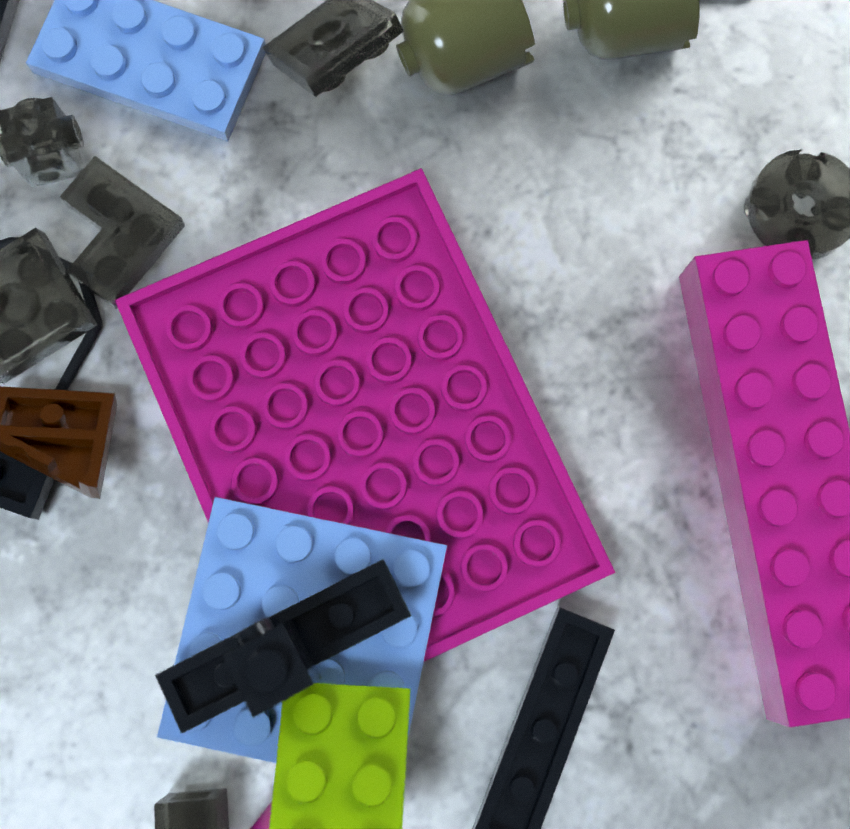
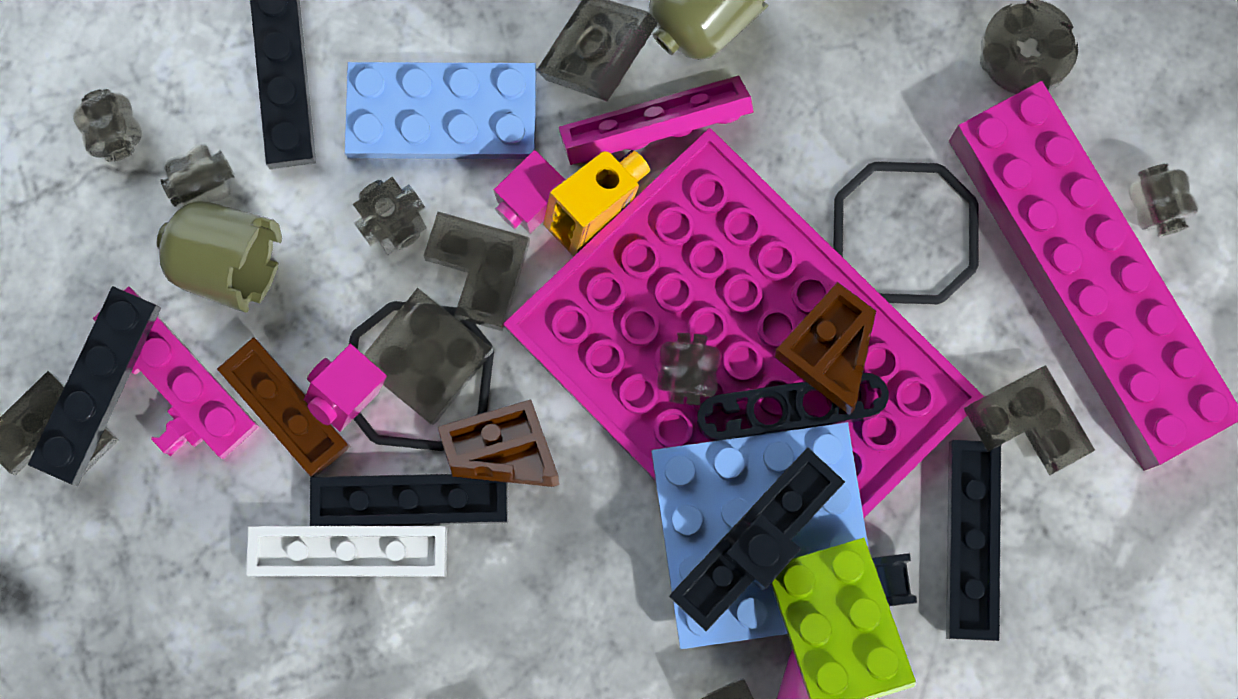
camera: 15 degrees left, 0 degrees up
(199, 170) = (526, 192): none -> dark pink brick
(263, 194) = (593, 198): none -> yellow torso
(289, 420) = (688, 369): none -> clear smoke piece
(351, 140) = (656, 119): none -> dark pink plate
(393, 497) = (793, 413): none -> black beam
(433, 743) = (895, 579): none -> black bush
(459, 453) = (831, 346): none -> reddish brown wing
(628, 290) = (956, 184): none -> black piece
(672, 610) = (1038, 409): none -> clear smoke plate

